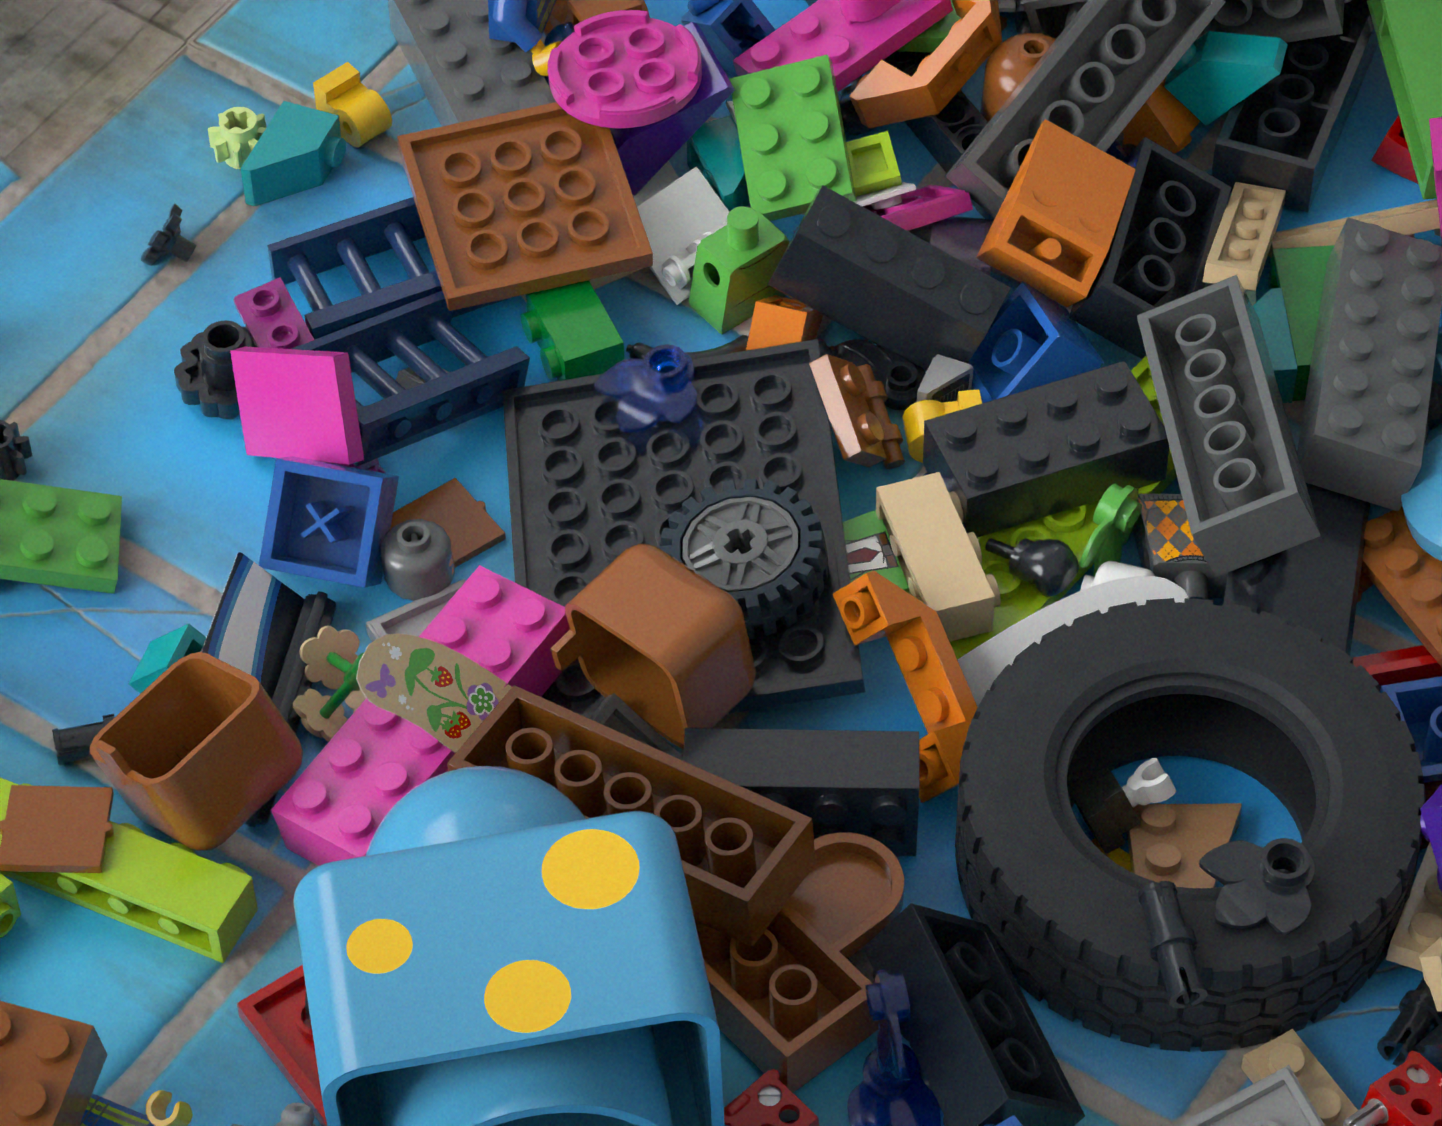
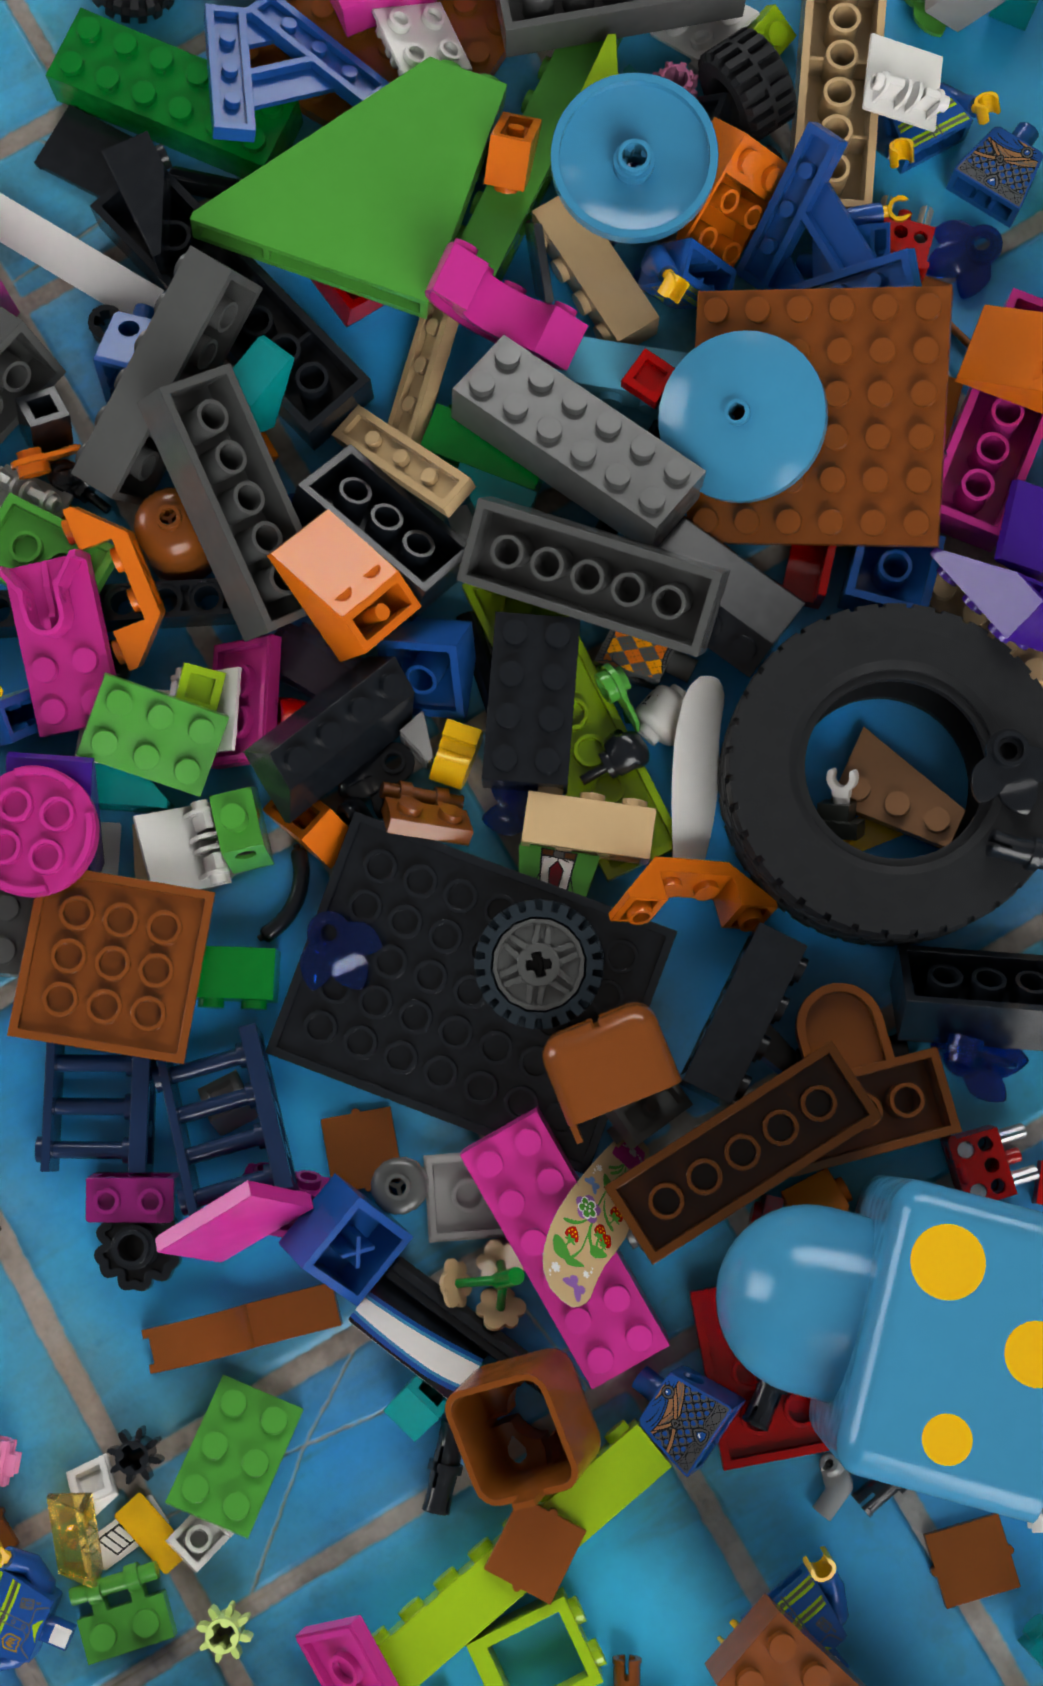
camera: 65 degrees left, 30 degrees up
(183, 492) = (243, 1327): none -> dark orange piece
(261, 934) = (685, 1414): none -> torso

